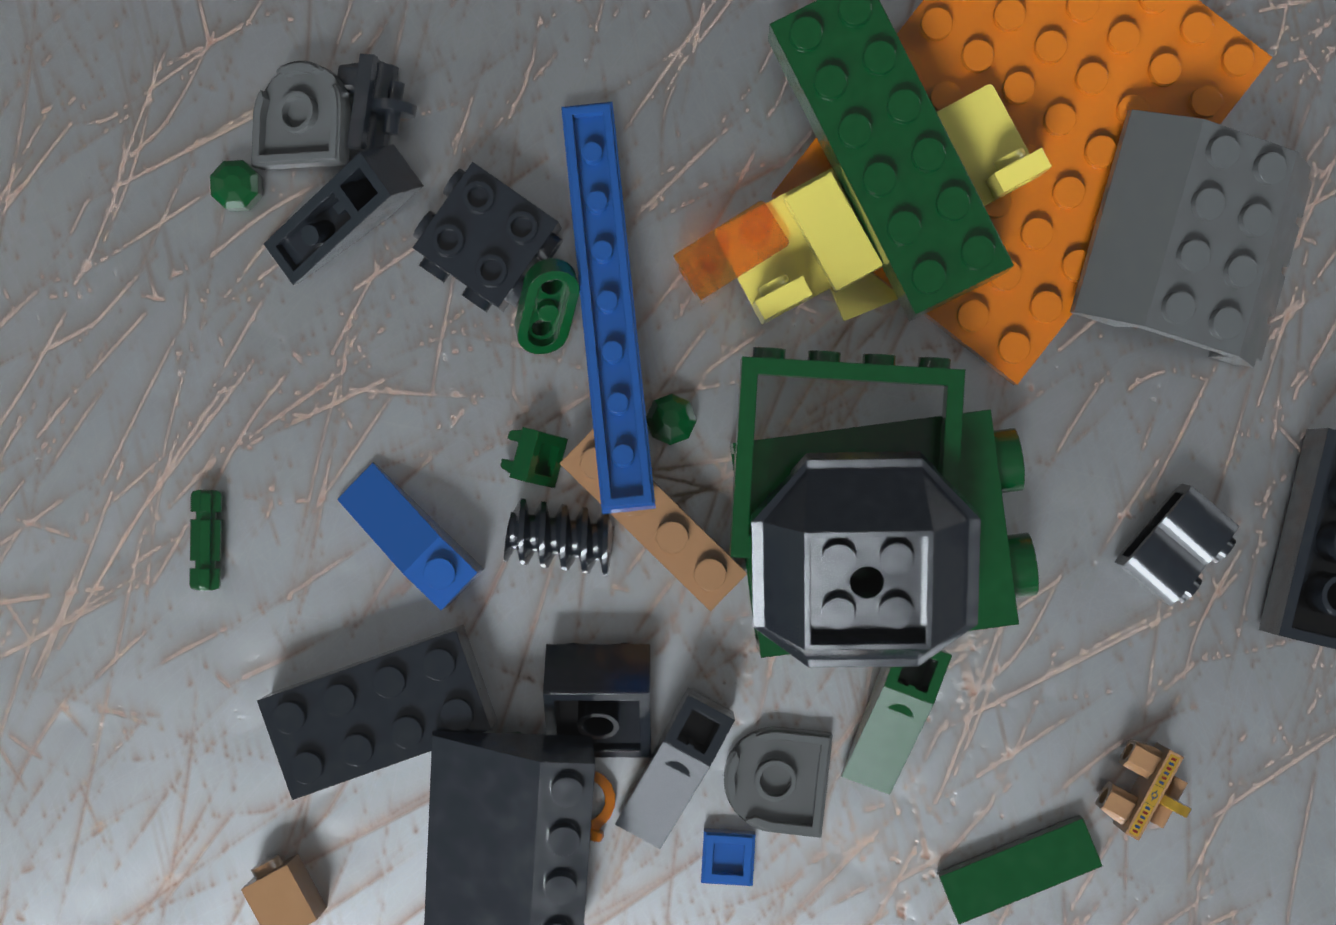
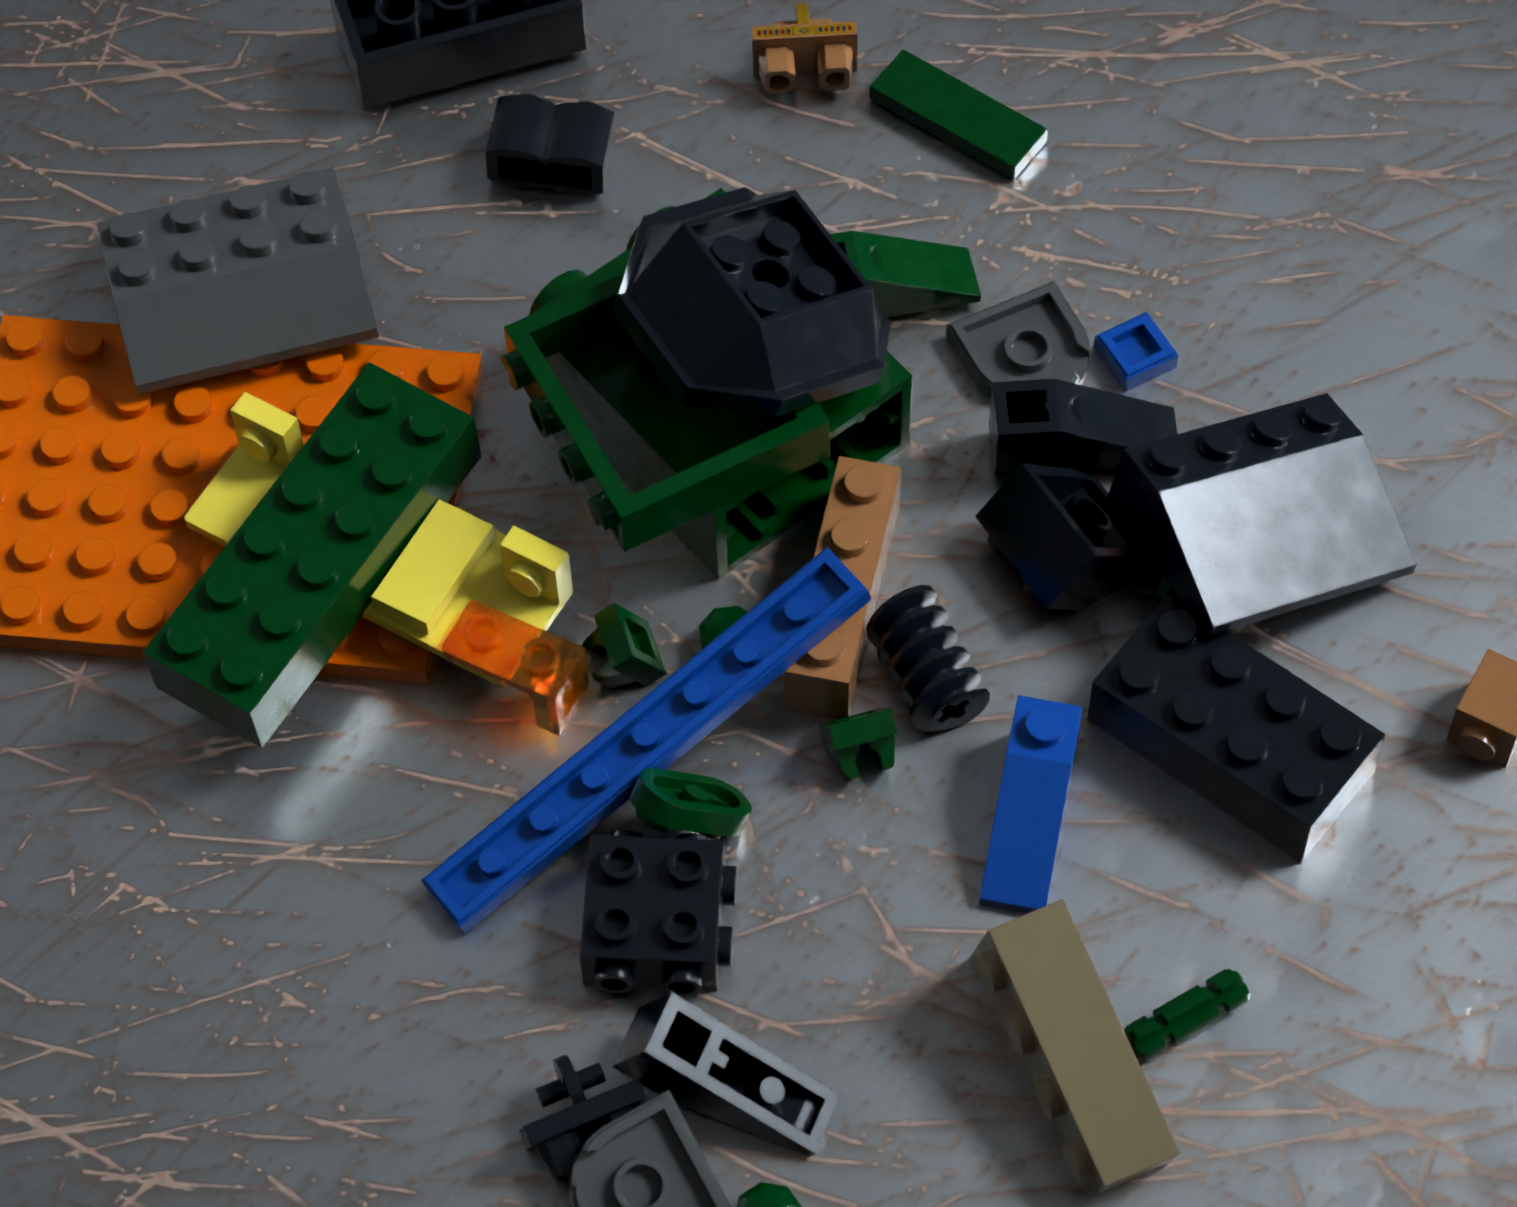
camera: 125 degrees left, 30 degrees down
(217, 445) = (1073, 1048): none -> dark tan wedge
(701, 341) = (629, 648): none -> dark green tile

